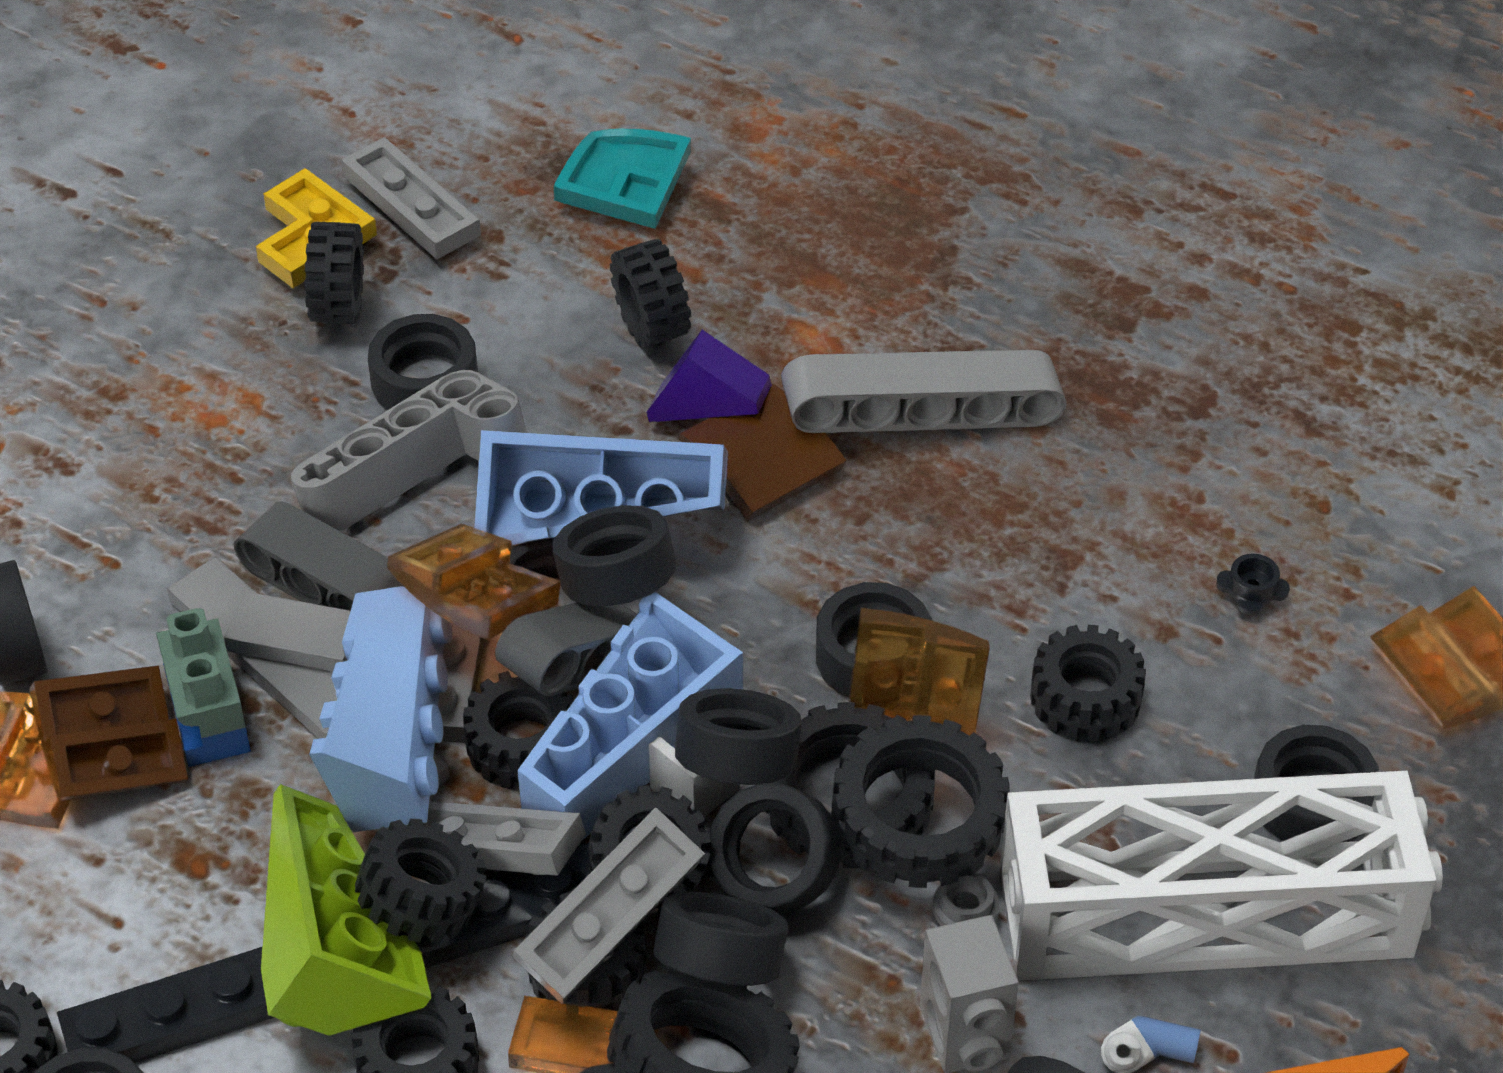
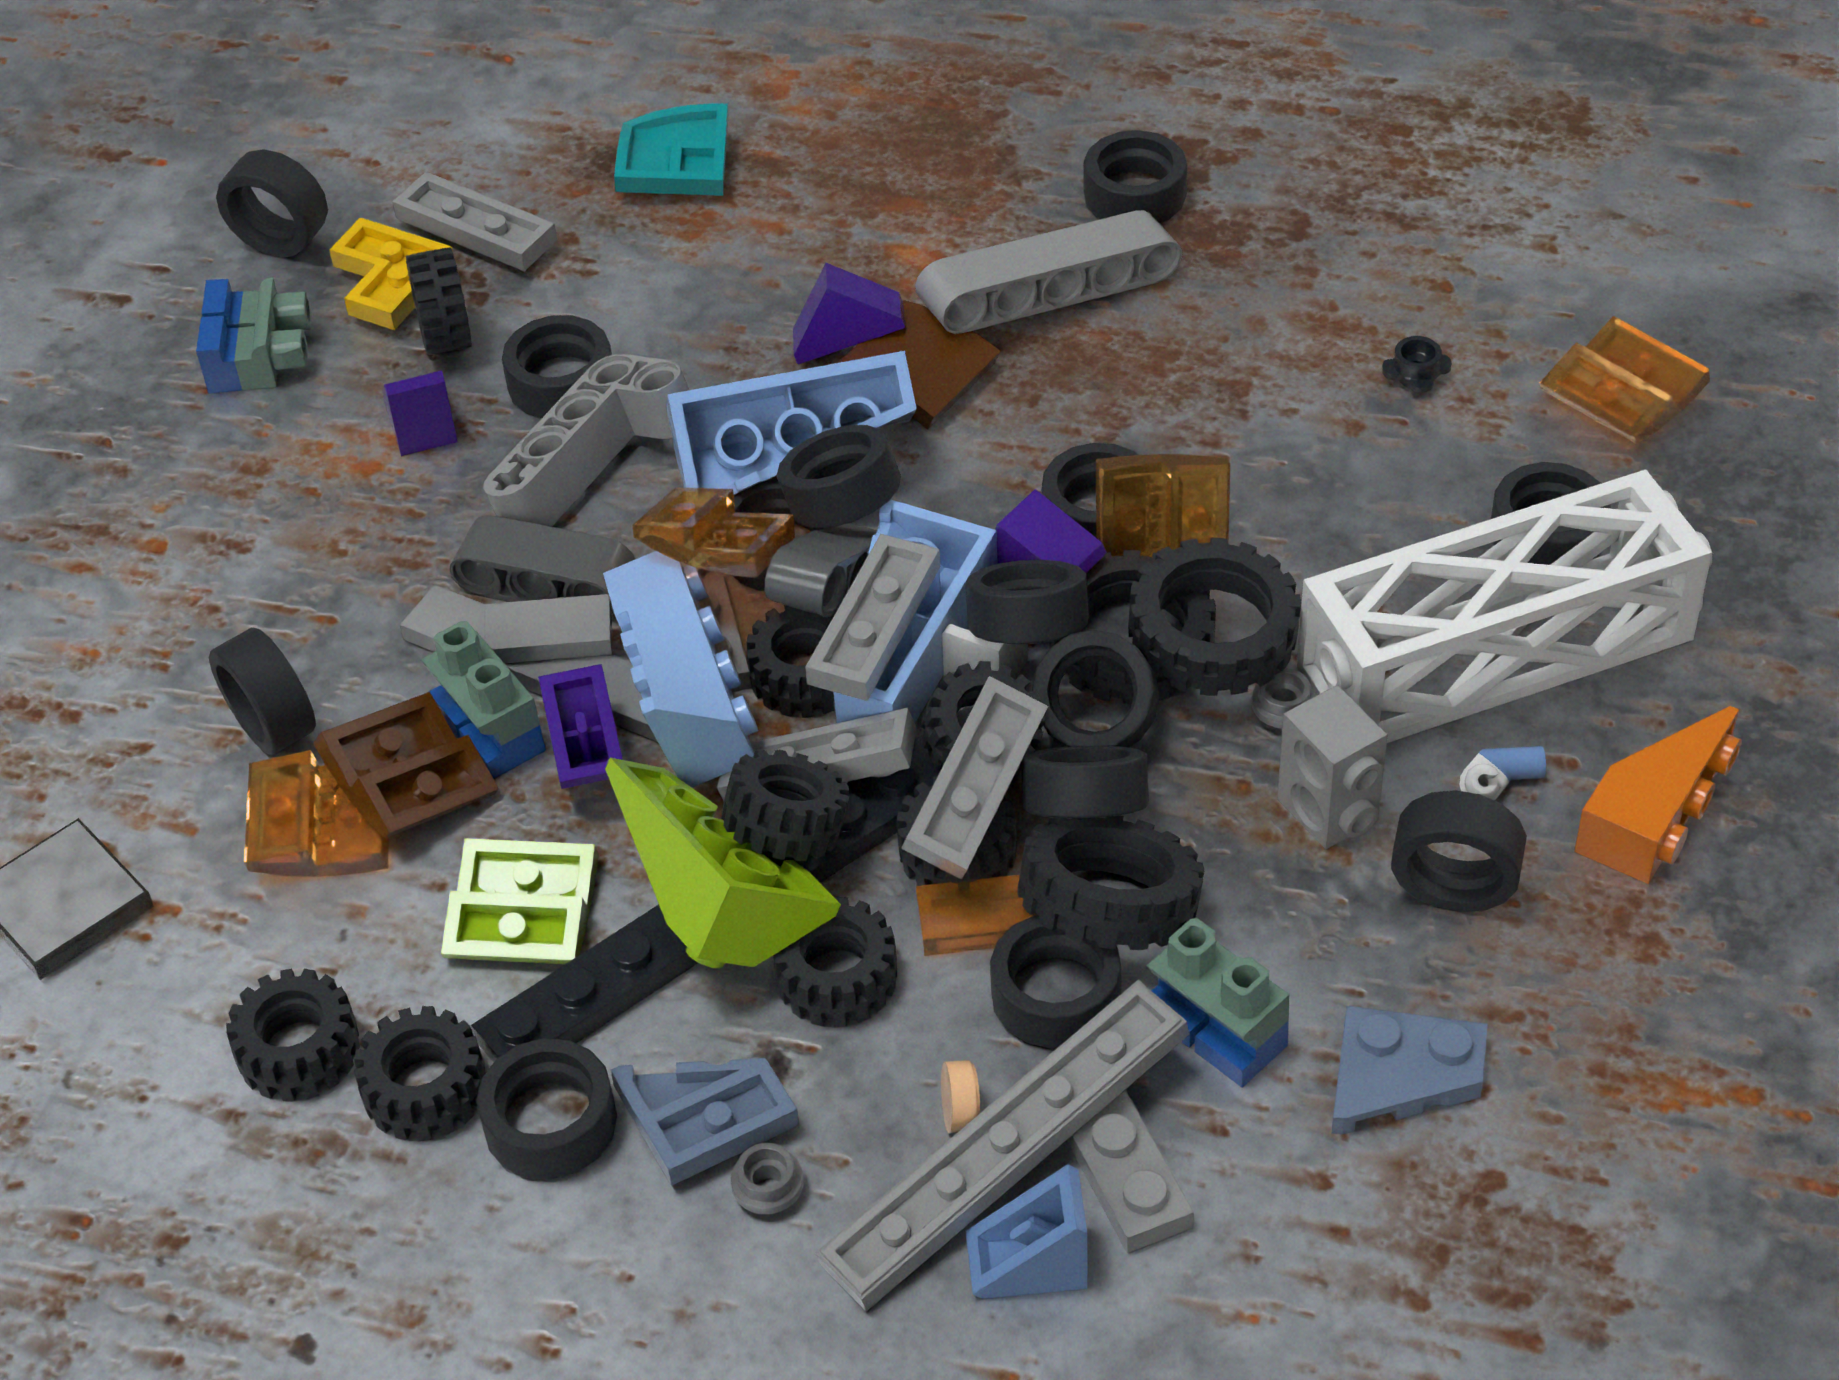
camera: 15 degrees left, 0 degrees up
(154, 260) = (250, 335): none -> sand green hips
(157, 900) = (520, 901): none -> slope
(227, 135) = (290, 185): none -> black tyre
(275, 379) = (420, 413): none -> dark purple slope
(275, 741) = (580, 724): none -> dark purple slope
(578, 712) = (873, 617): none -> light grey plate
(650, 293) = (754, 246): black tyre -> none
(793, 671) = (1044, 532): none -> dark purple slope
(1061, 285) = (1135, 153): none -> black tyre
(1080, 710) = (1309, 508): black tyre -> none

